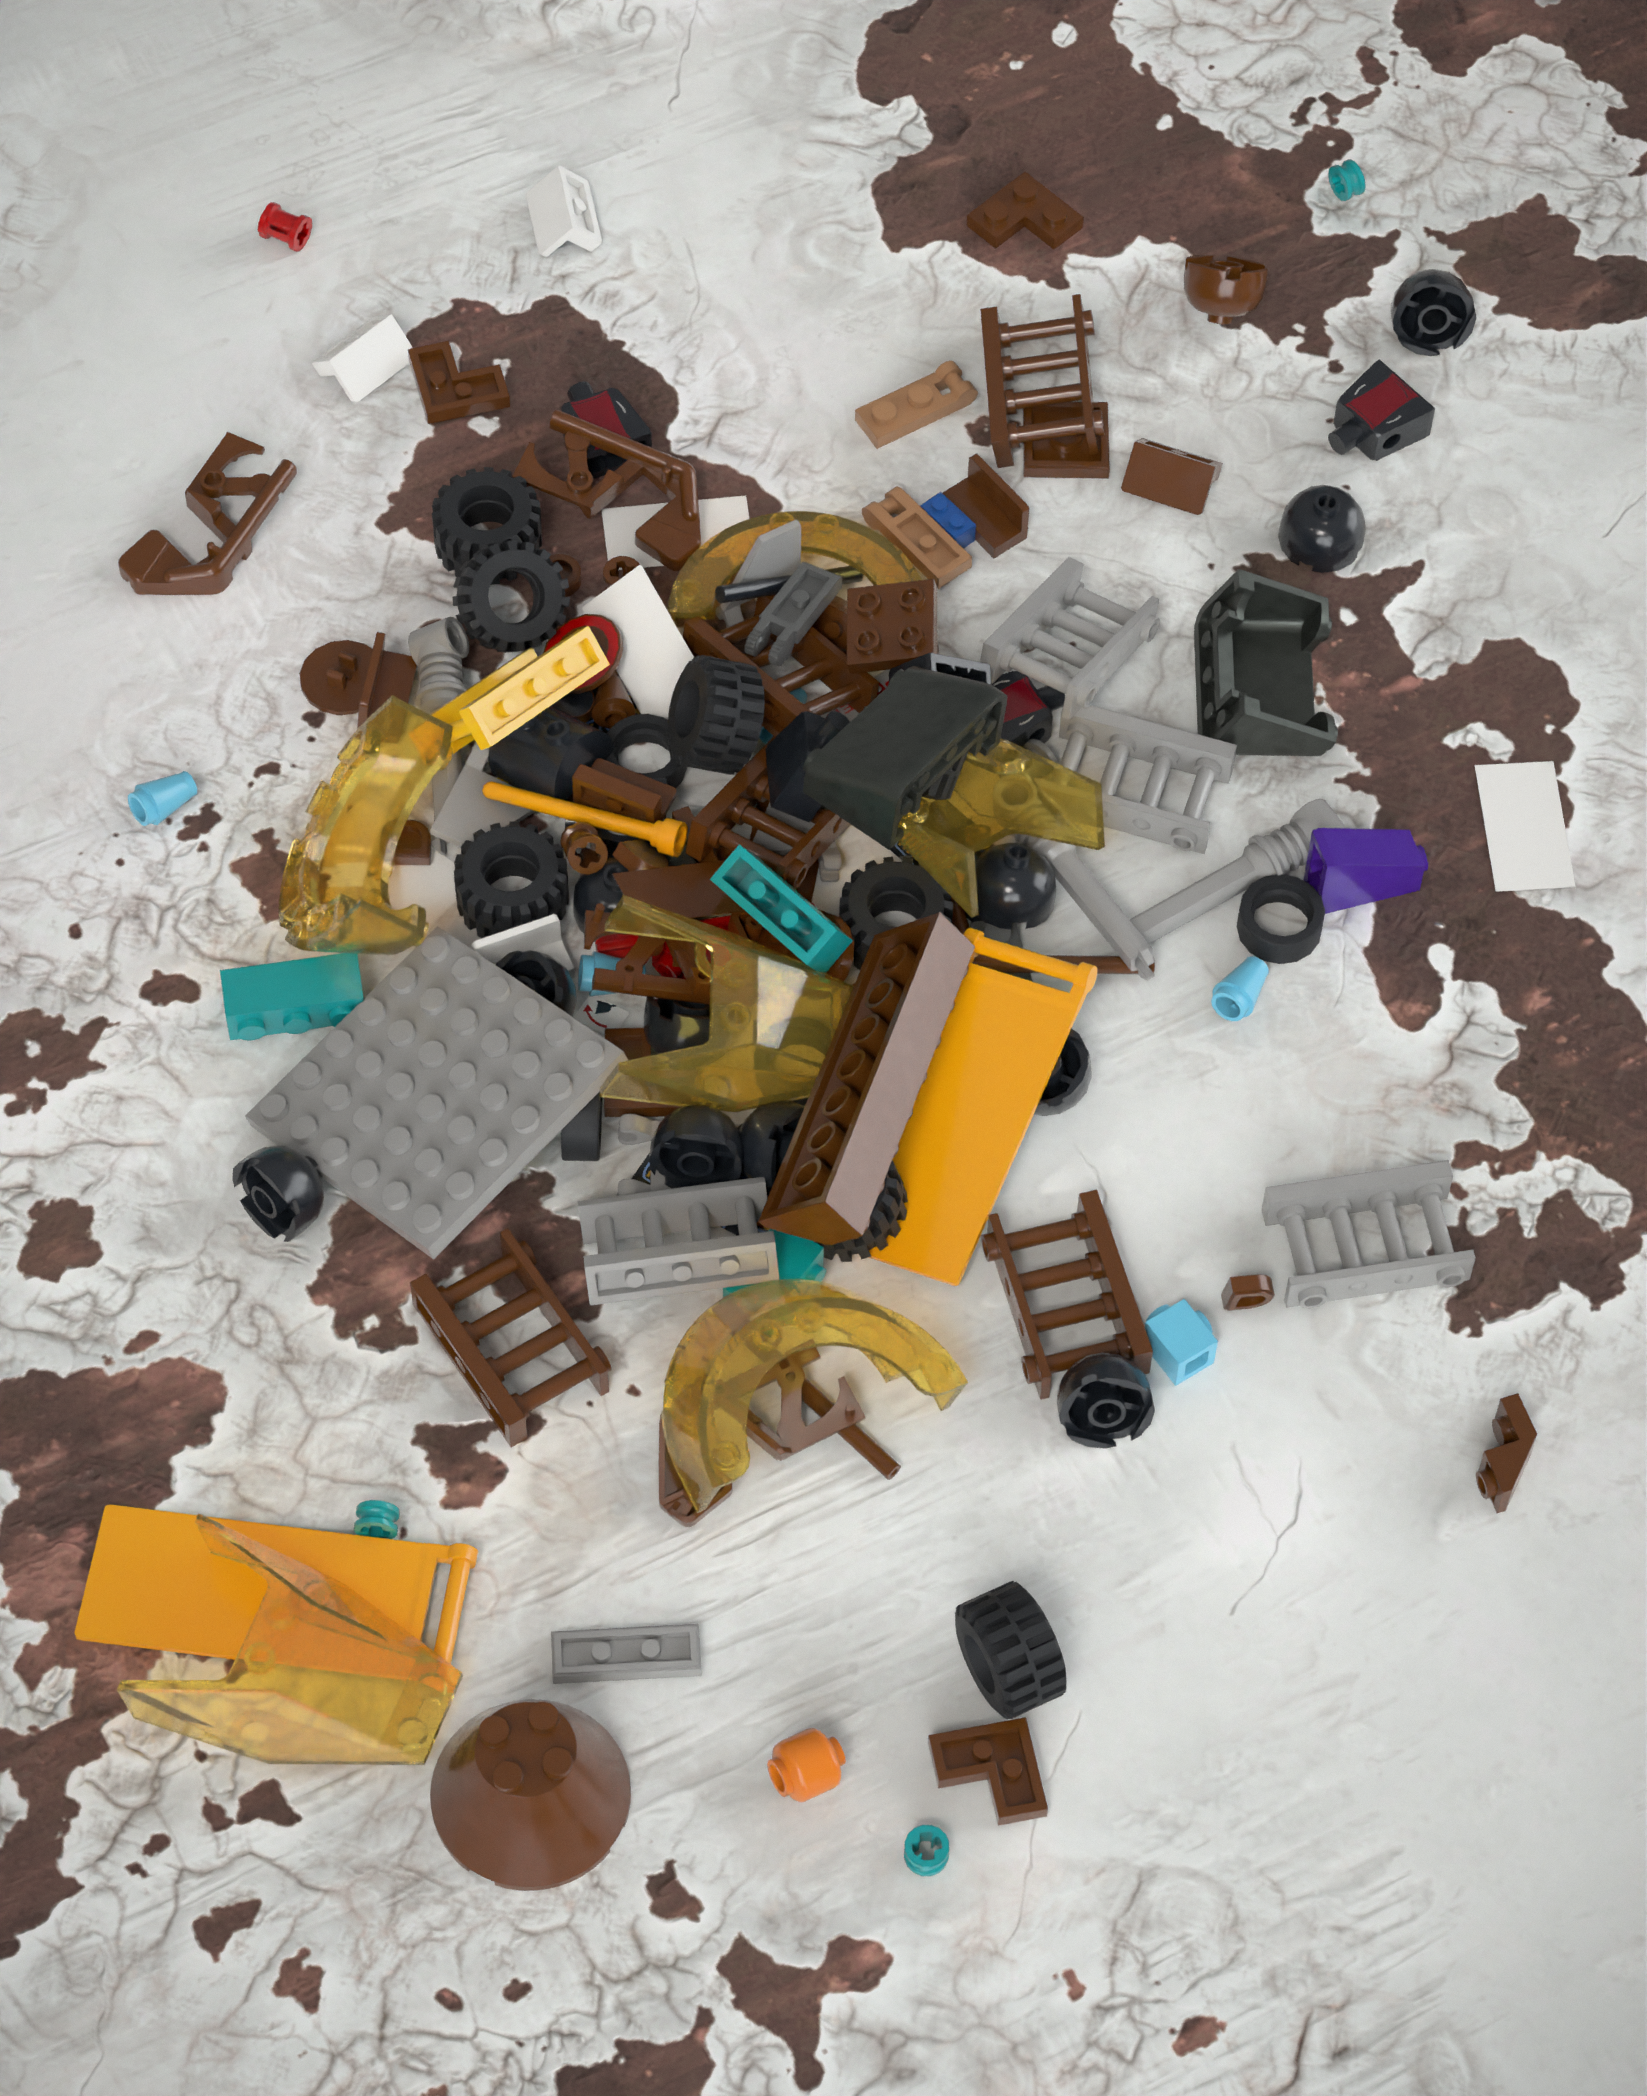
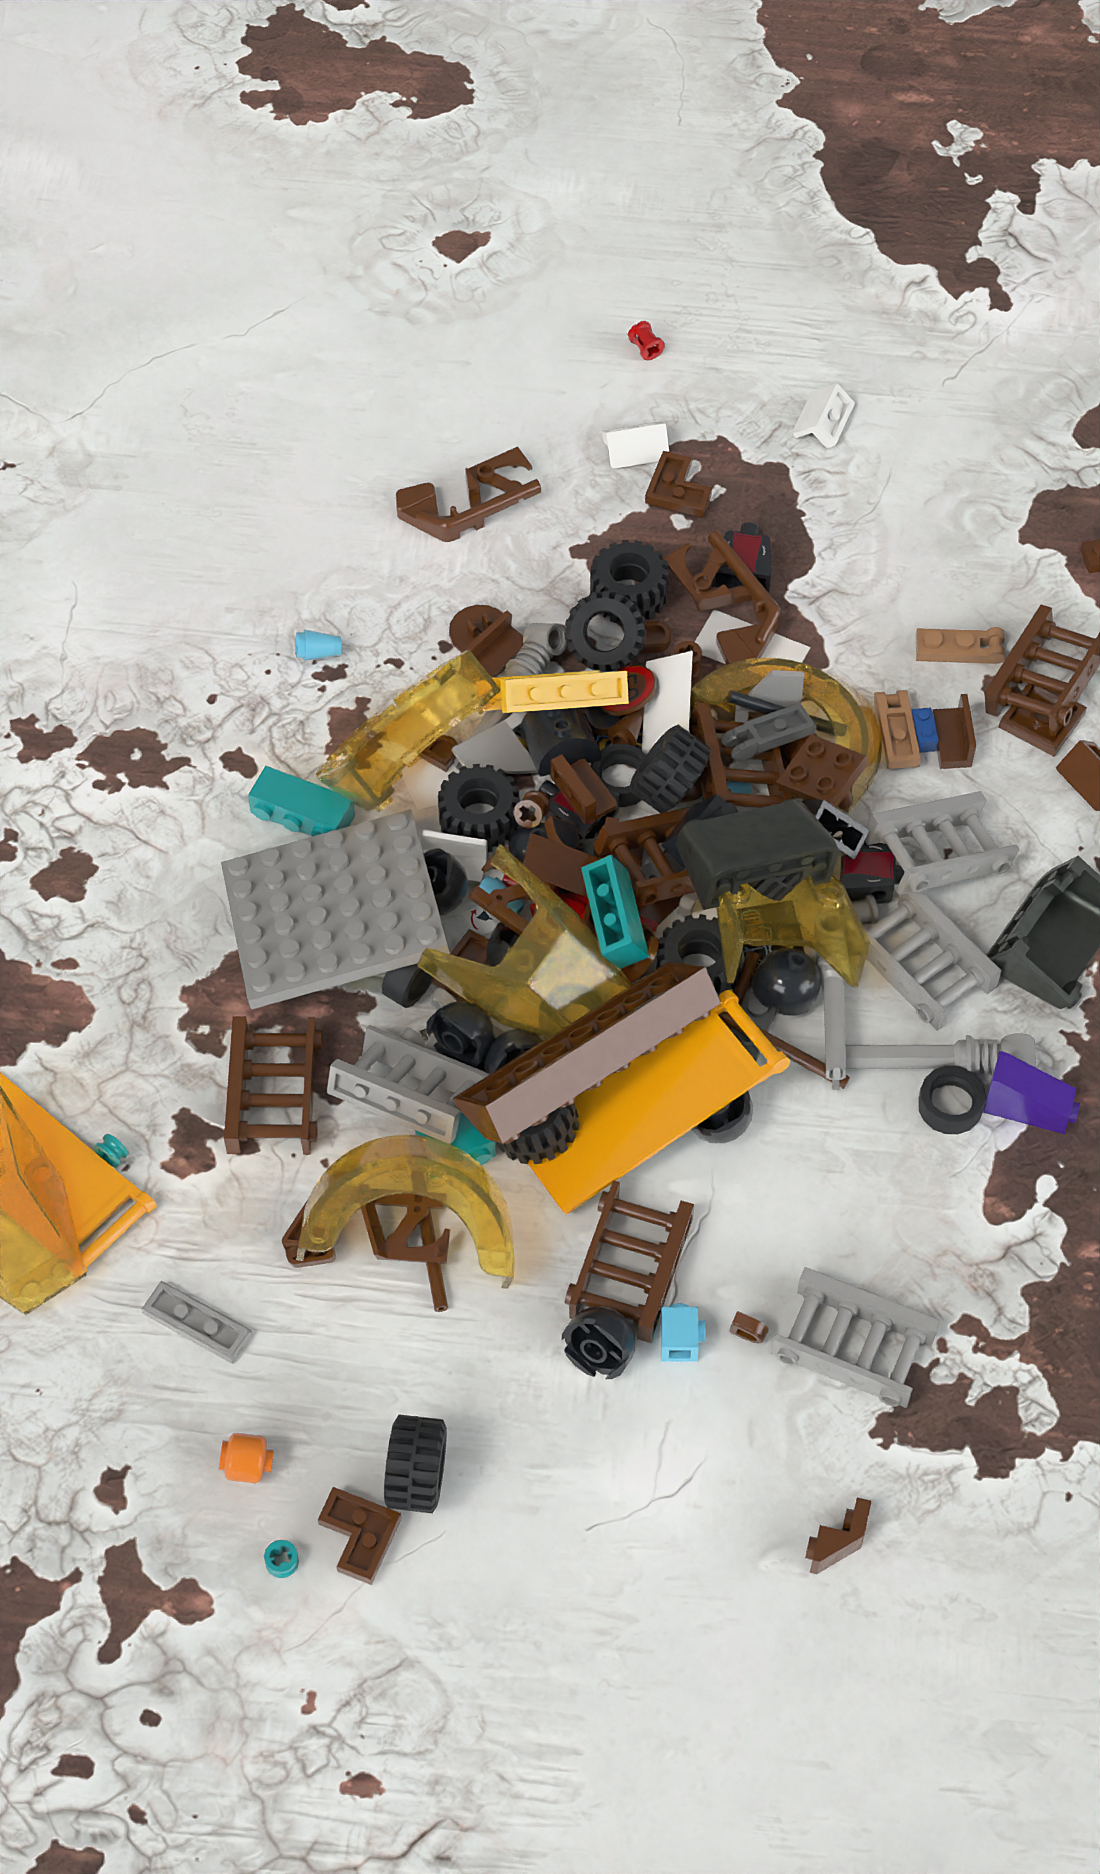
camera: 35 degrees right, 0 degrees up
(281, 1190) = (204, 917): black cylinder -> none
(530, 1794) = (77, 1373): reddish brown cone -> none
(666, 835) = (585, 827): light orange piece -> none
(1239, 990) = (890, 1130): medium azure cone -> none

